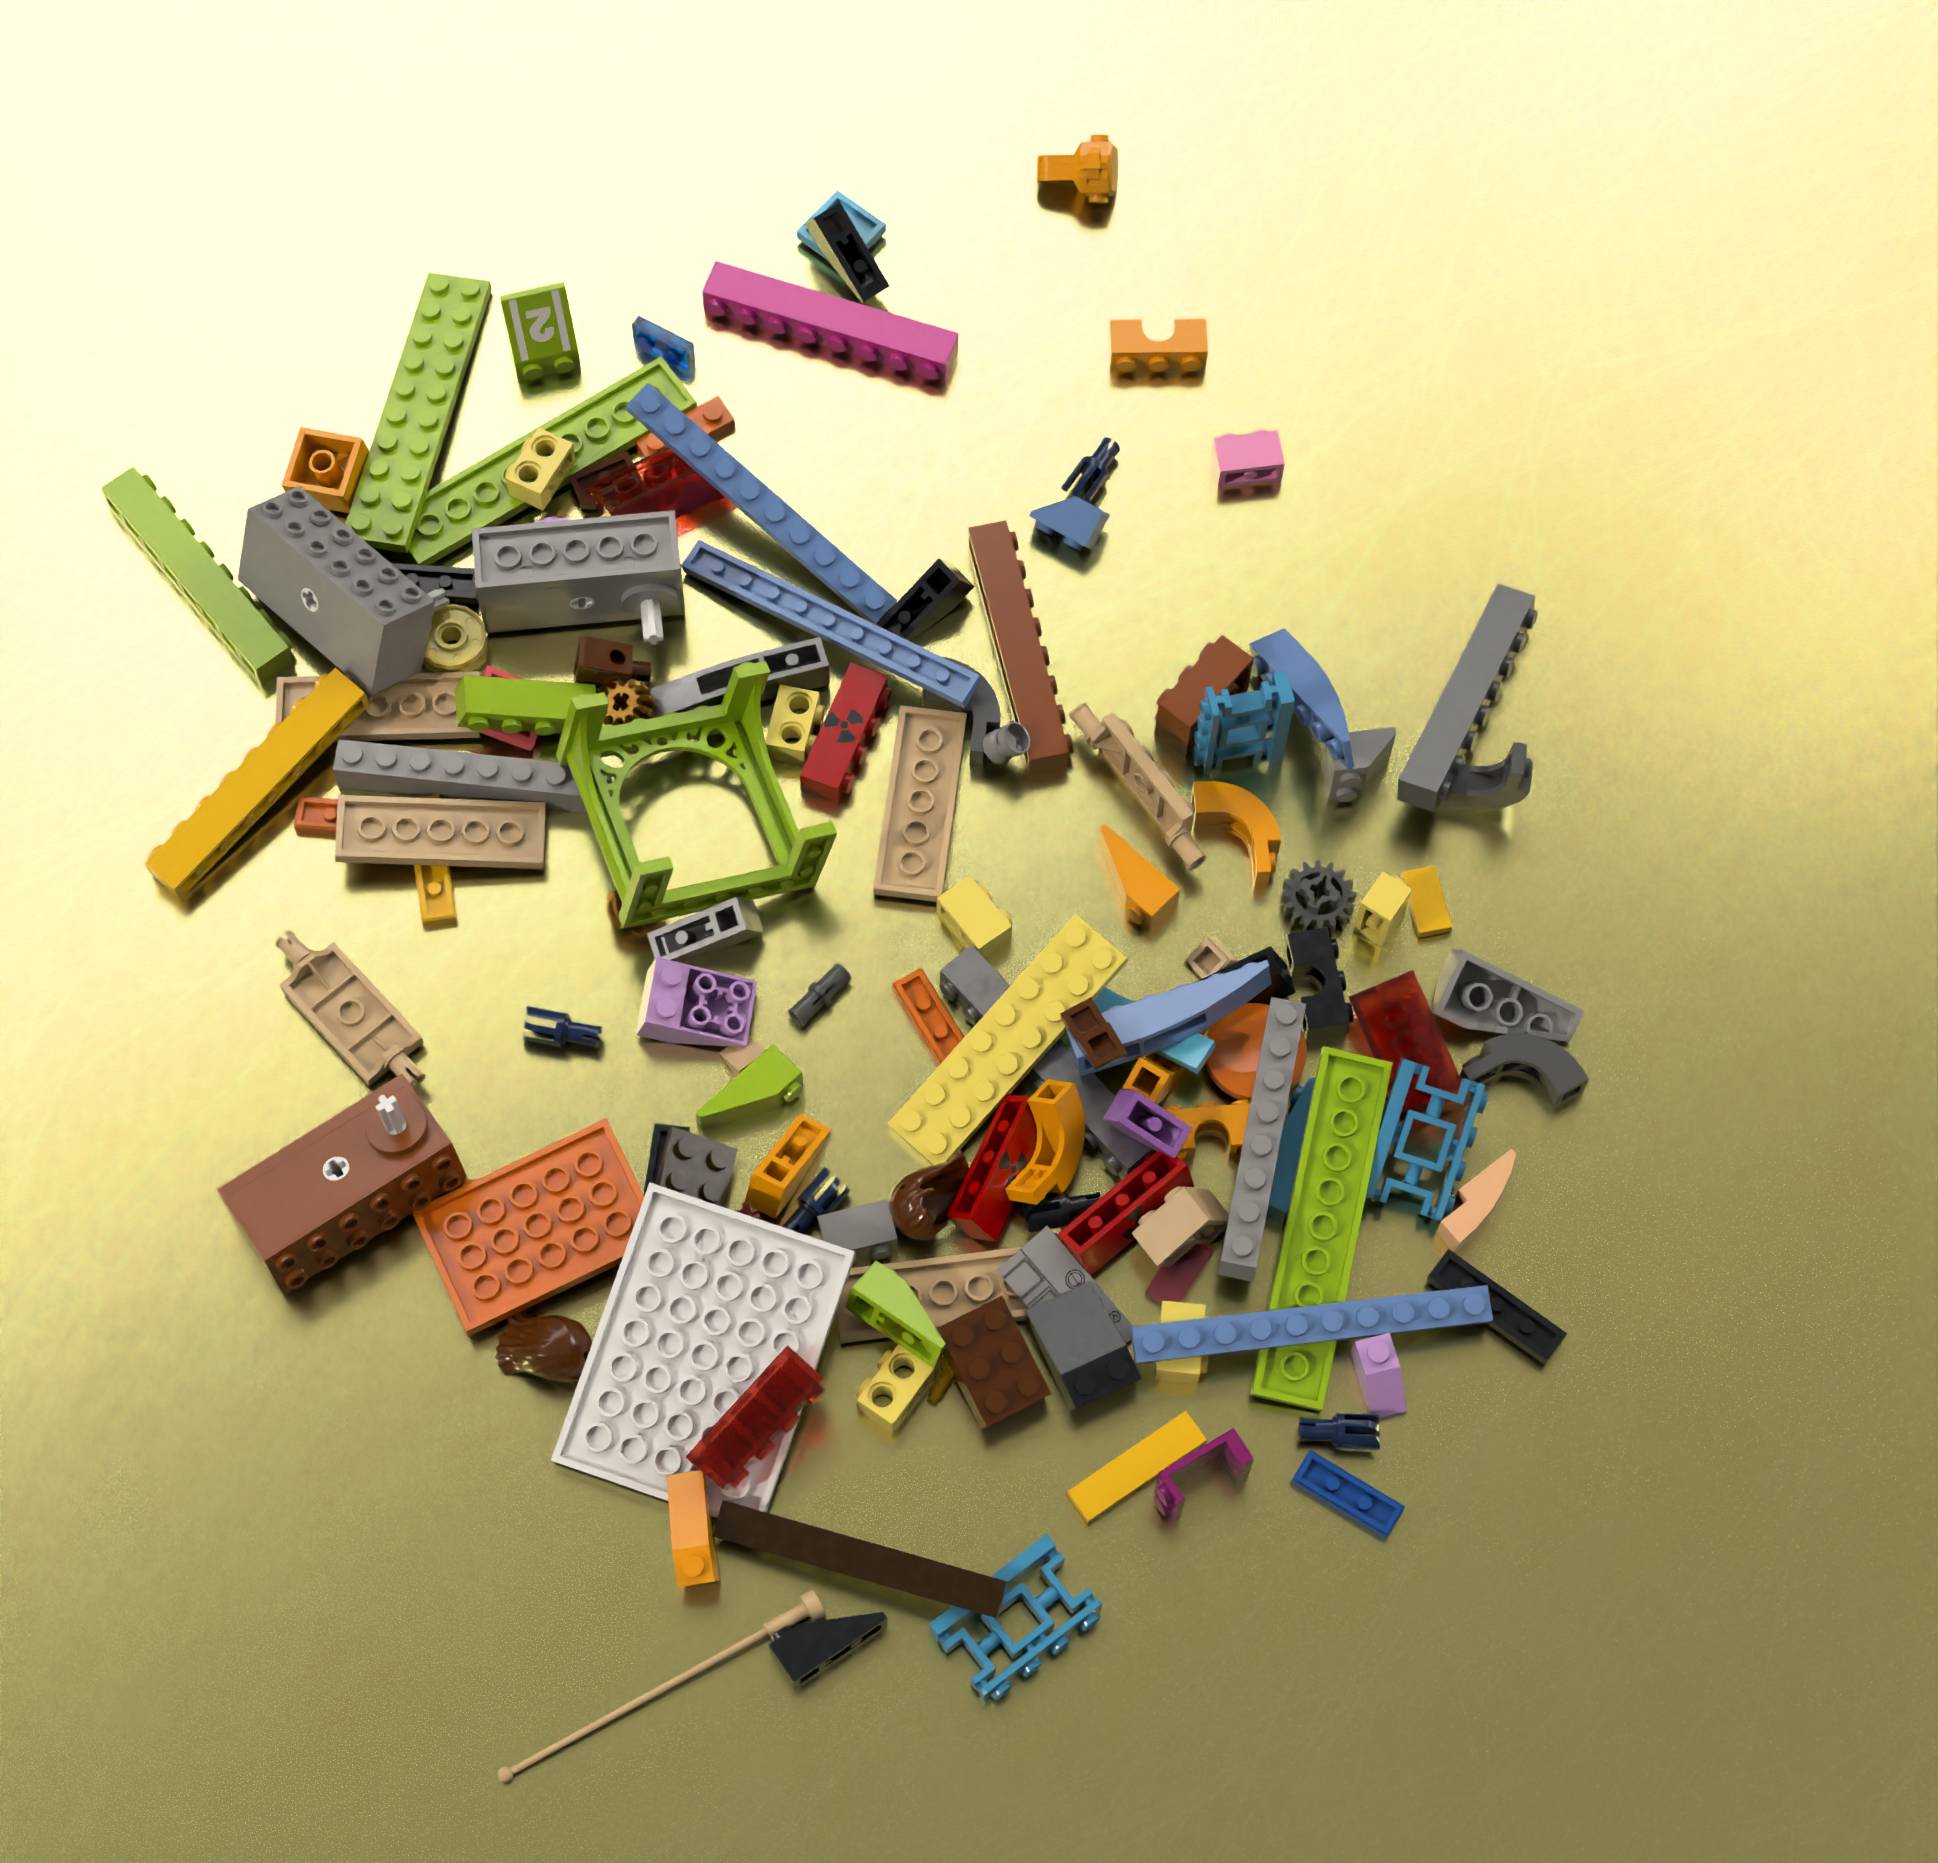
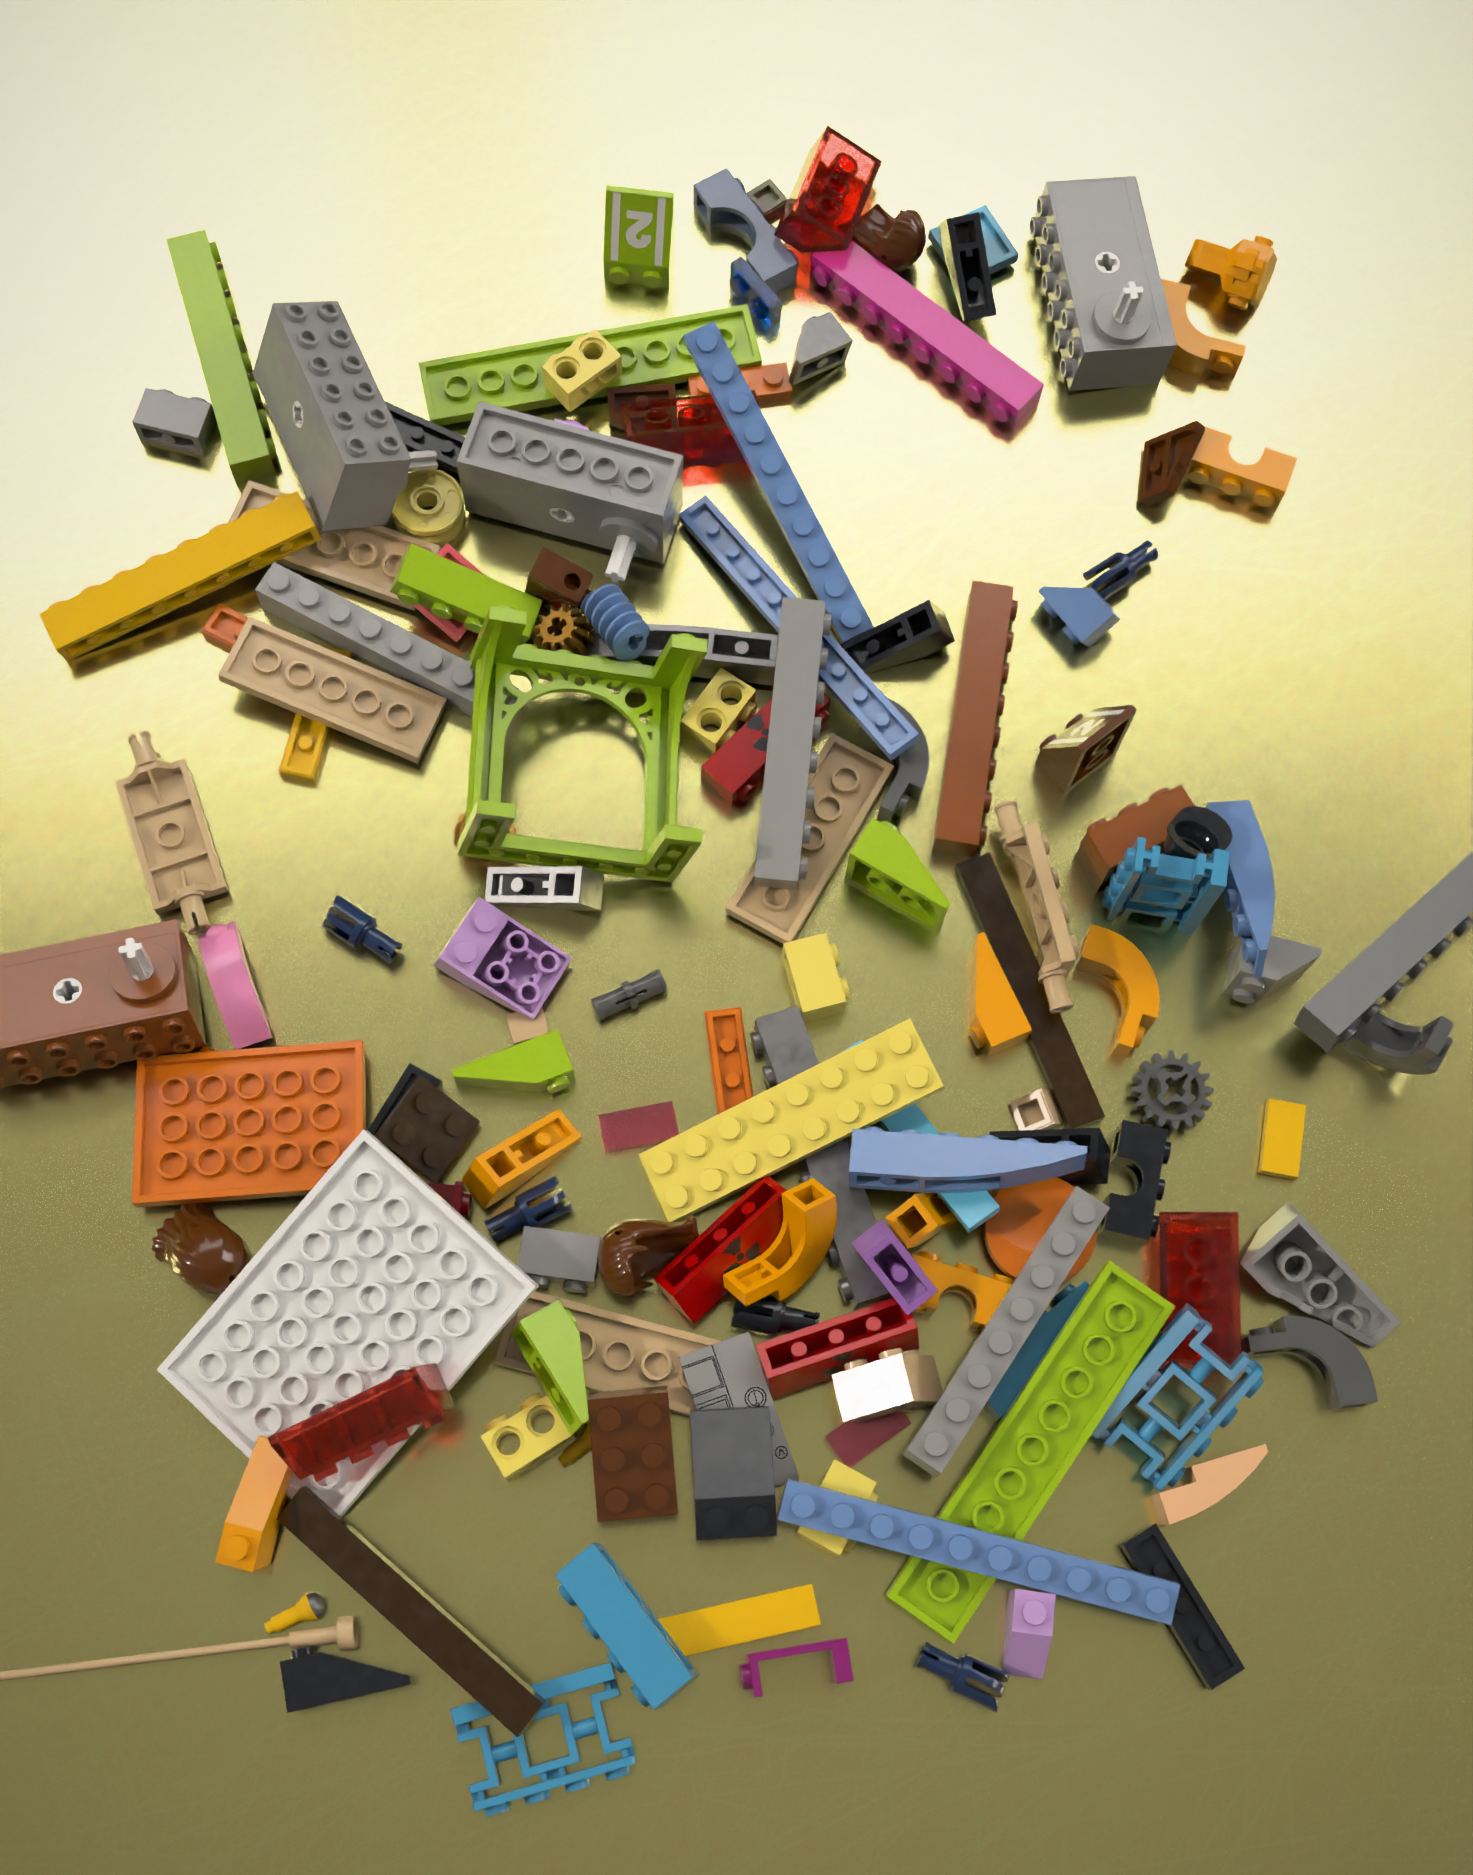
camera: 20 degrees right, 5 degrees up
(183, 649) = (175, 421): none -> light grey brick
(326, 467) = (383, 298): light orange brick -> none
(418, 411) = (491, 276): lime plate -> none
(471, 1115) = (233, 985): none -> bright pink arch
(601, 272) = (725, 204): none -> sand blue arch
(635, 256) = (769, 198): none -> olive tile
(672, 677) = (616, 621): none -> medium blue piece
(693, 232) = (828, 195): none -> clear red slope
(742, 371) = (819, 347): none -> flat silver slope
(766, 253) = (891, 240): none -> reddish brown piece
(769, 1600) = (309, 1607): none -> yellow piece
(871, 725) = (790, 743): none -> light grey brick
(876, 1102) = (638, 1127): none -> clear pink tile
(972, 225) = (1102, 283): none -> light grey piece
(1006, 742) = (919, 811): light grey wheel -> none
(1010, 804) = (893, 872): none -> lime slope
(1045, 1501) = (626, 1626): none -> dark azure brick
(1061, 251) = (1194, 349): none -> light orange arch
(1092, 1033) = (875, 1153): reddish brown slope -> none
(1093, 362) = (1167, 461): none -> reddish brown wing
(1124, 633) = (1084, 744): none -> reddish brown slope
(1196, 890) = (1049, 1034): none -> dark brown tile
(1247, 458) = (1282, 613): bright pink brick -> none
(1250, 667) = (1196, 832): none -> black piece
(1347, 1494) = (943, 1745): blue tile -> none
(1382, 909) = (1233, 1132): light yellow brick -> none

